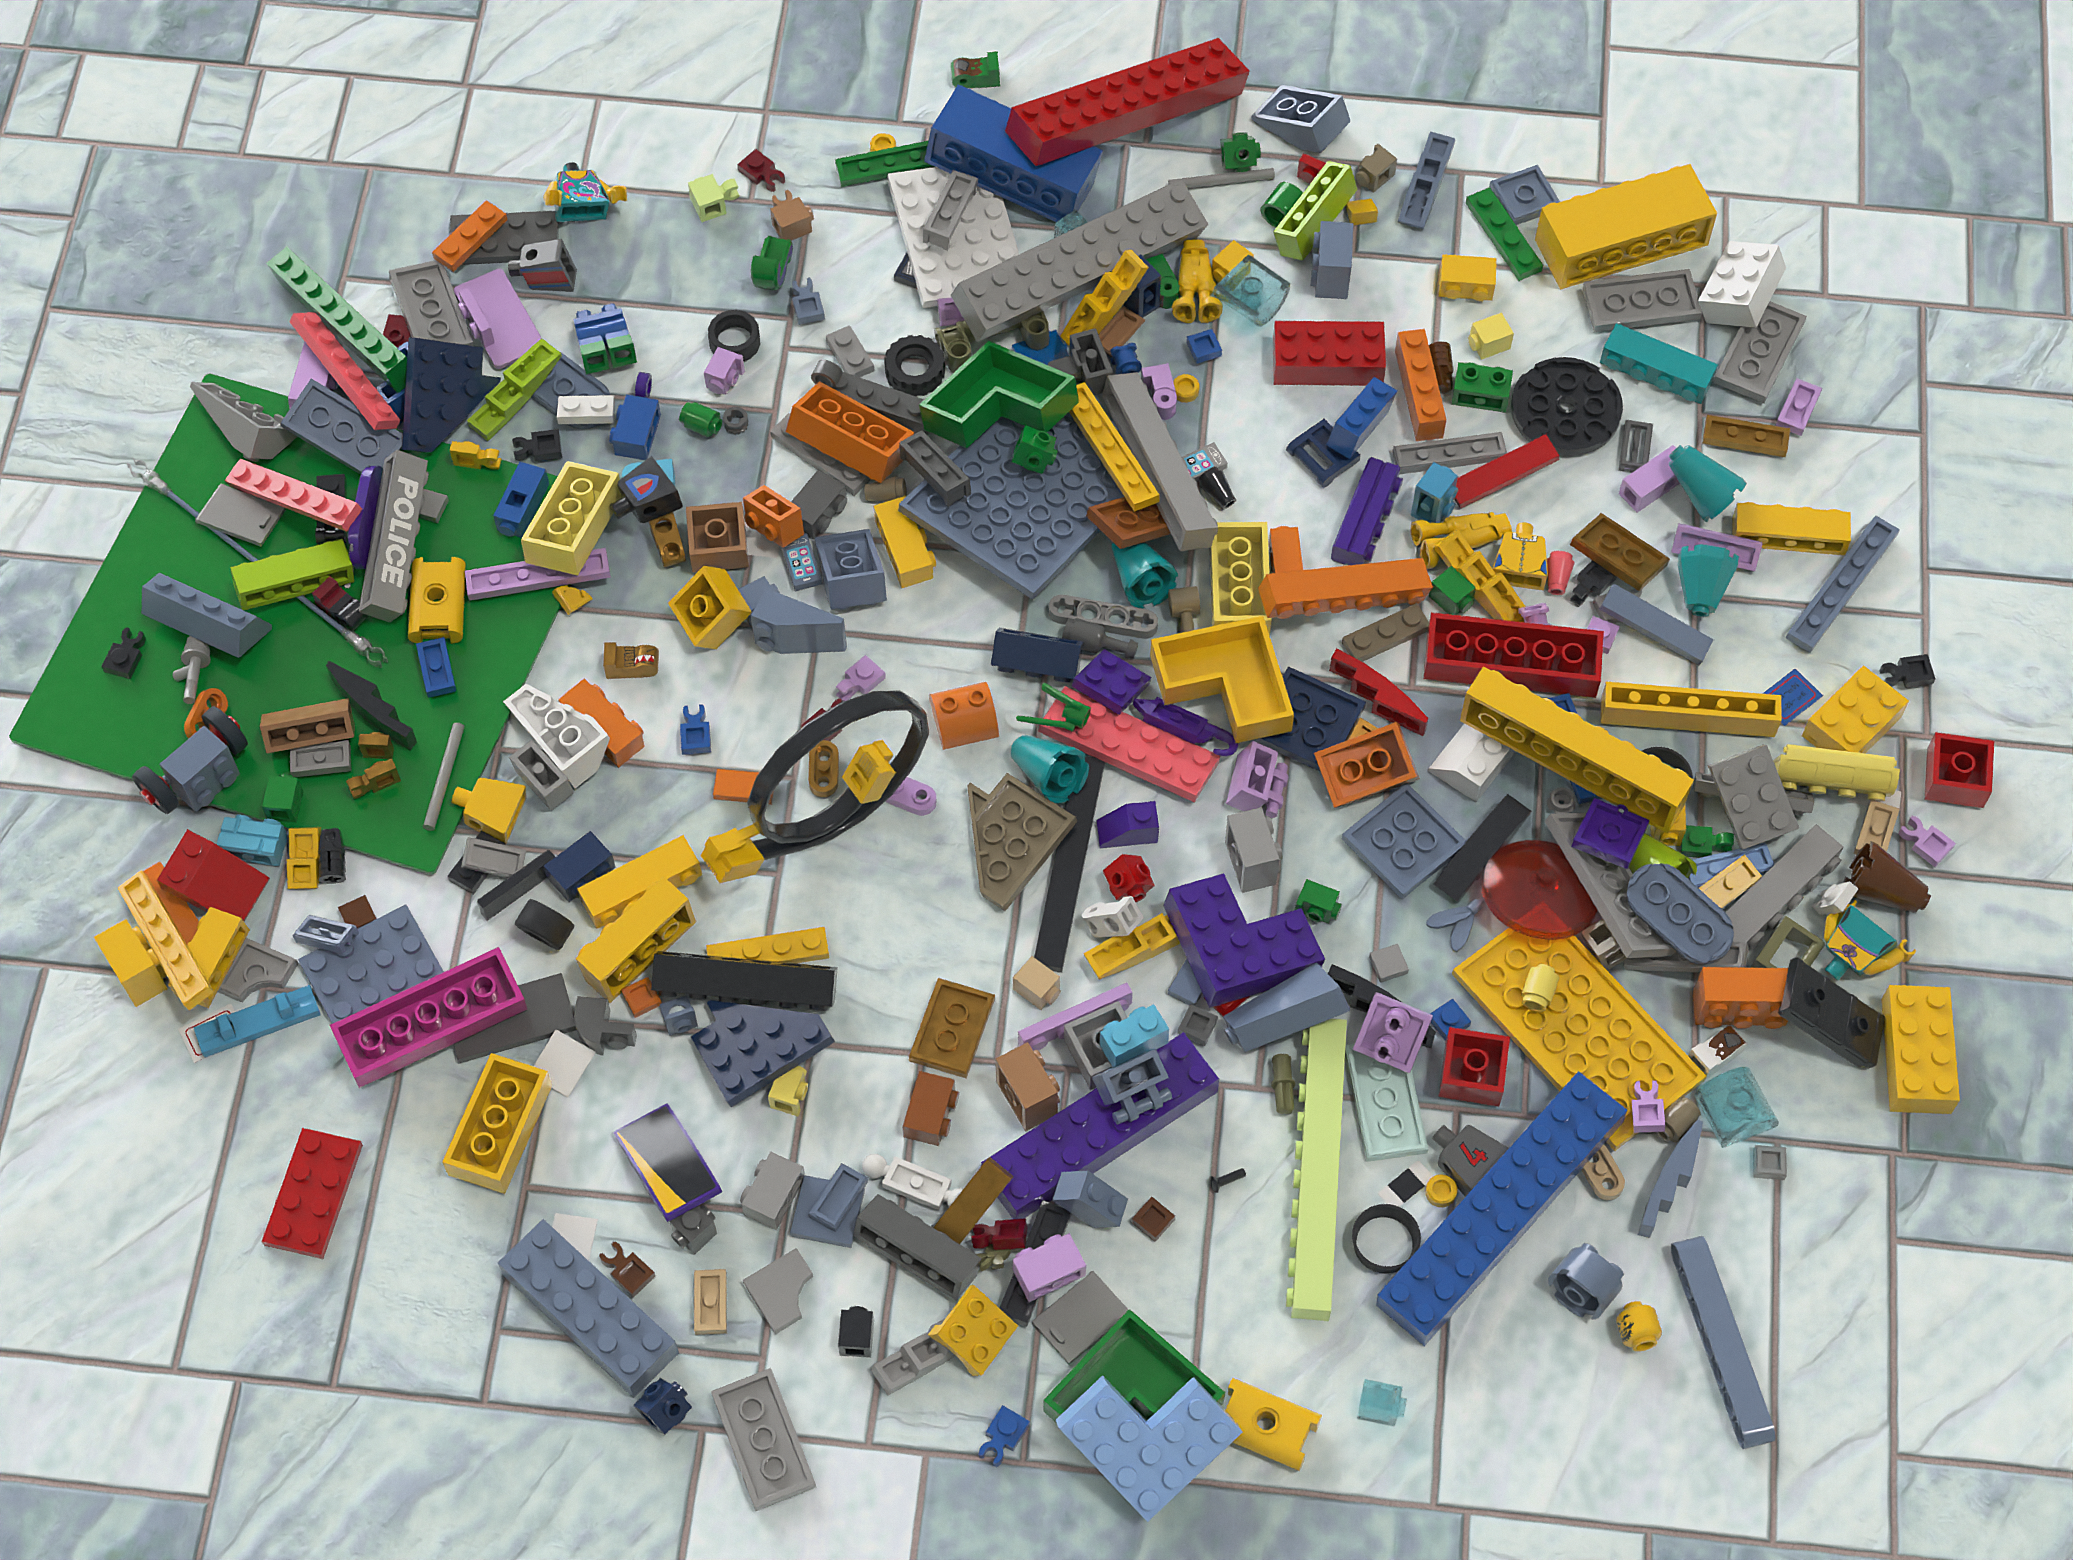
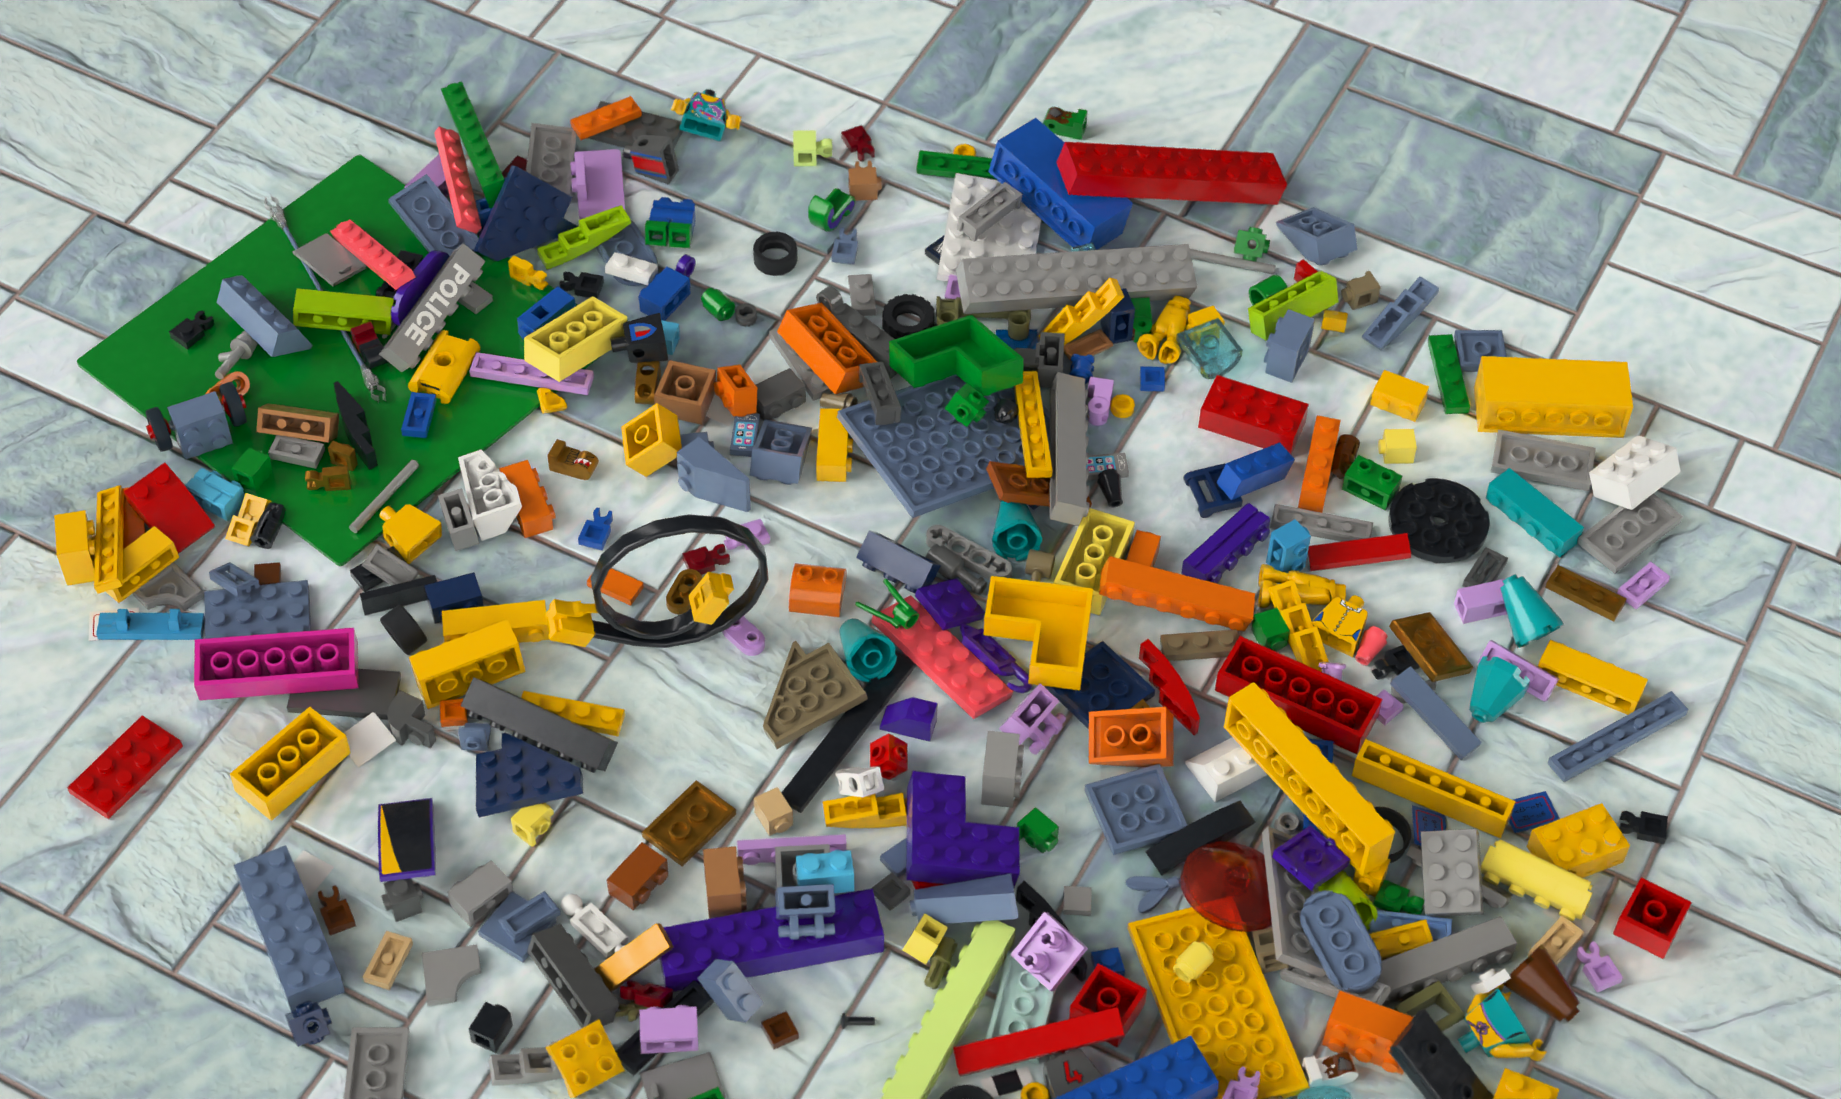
camera: 20 degrees right, 10 degrees down
(243, 423) = (364, 196): light grey wedge -> none
(723, 370) = (753, 275): lavender brick -> none
(1074, 441) = (1005, 411): none -> black plate
(1259, 1065) = (925, 938): none -> light yellow brick
(1425, 1133) = (1039, 1041): none -> red tile
(1700, 751) = (1426, 821): none -> blue sticker

